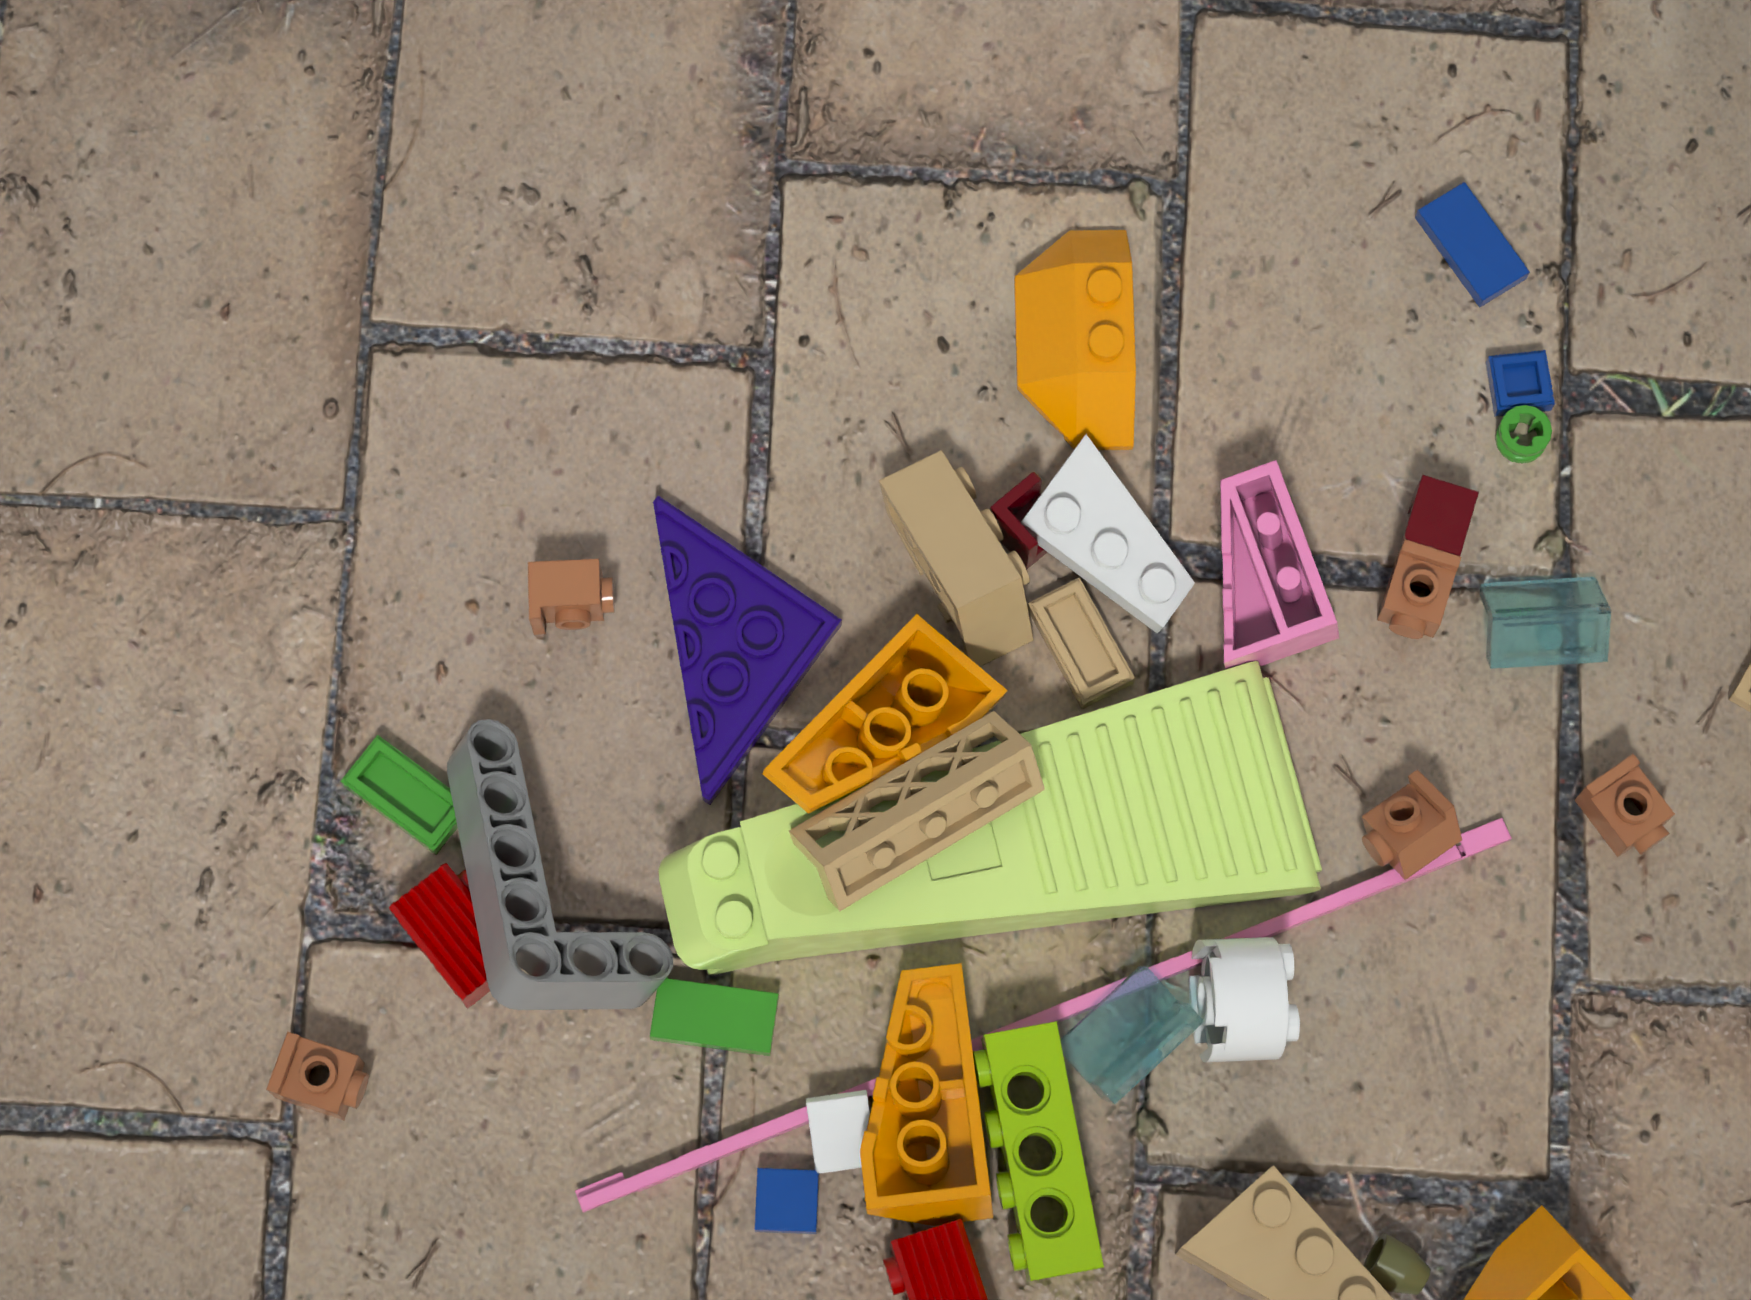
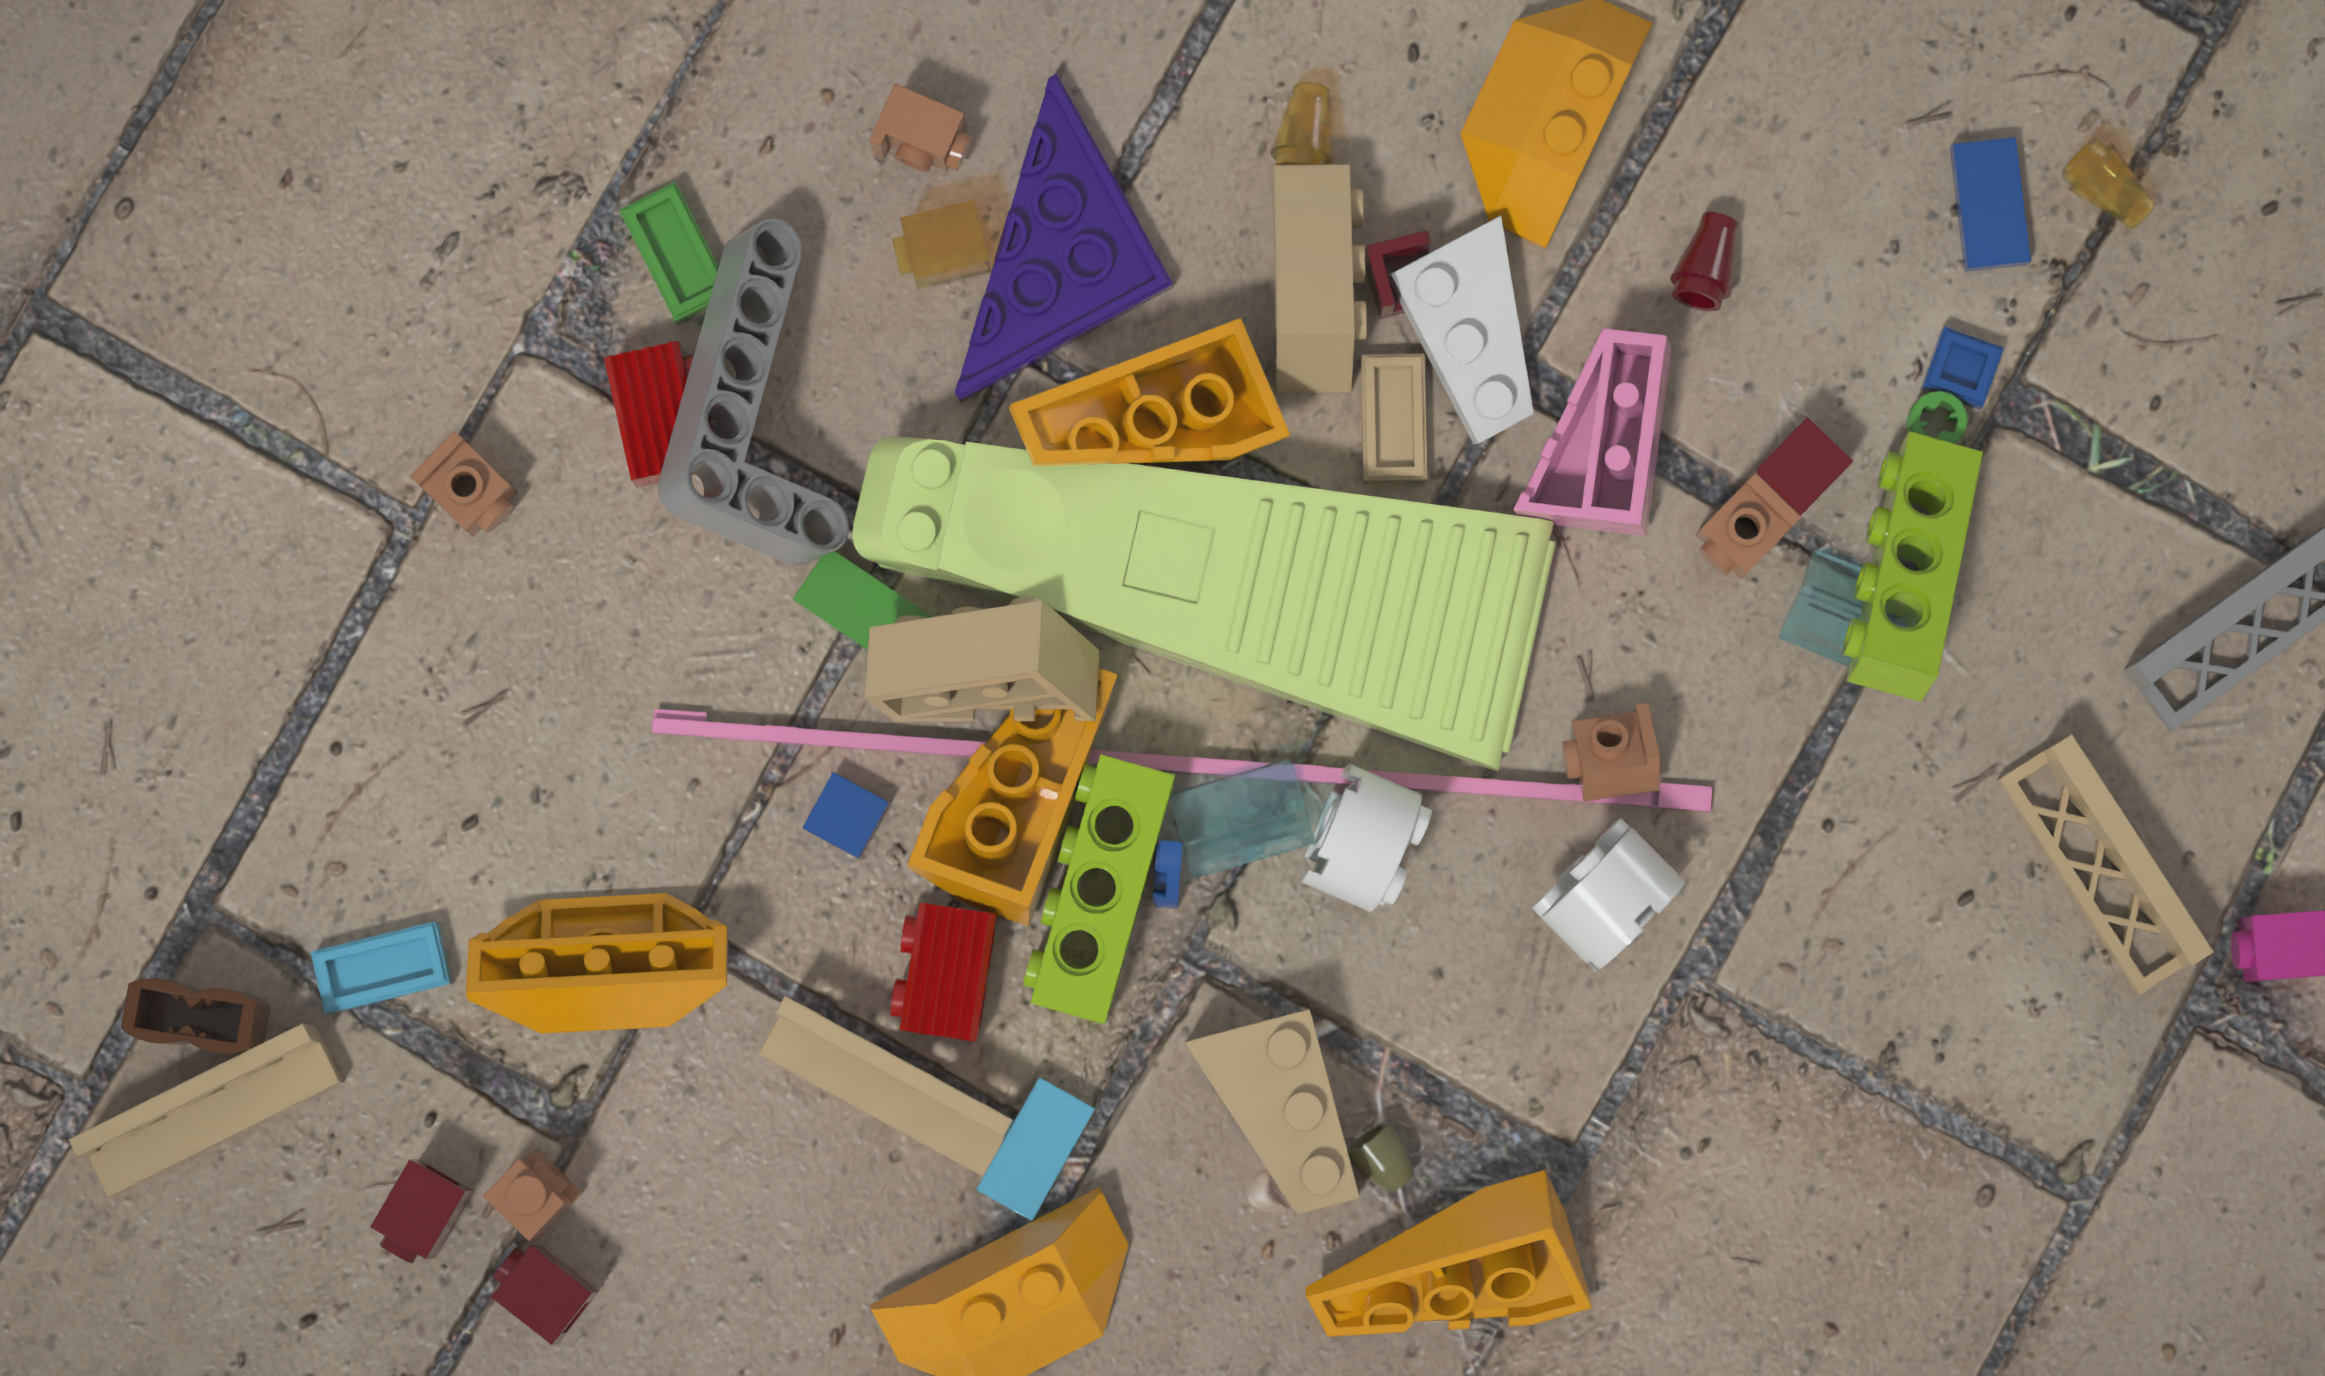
camera: 30 degrees right, 10 degrees up
(632, 678) = (942, 245): none -> clear yellow brick
(837, 1129) = (923, 772): white slope -> none
(842, 1004) = (981, 660): none -> tan wedge
(886, 441) = (1305, 128): none -> clear yellow cone
(927, 813) = (1144, 521): tan fence -> none
(1089, 1113) = (1167, 874): none -> blue tile
(1272, 399) = (1706, 266): none -> dark red cone
(1472, 946) = (1608, 895): none -> white brick
(1556, 182) = (2107, 182): none -> clear yellow cone
(1574, 553) = (1944, 482): none -> lime brick
(1604, 808) = (1813, 822): nougat brick -> none

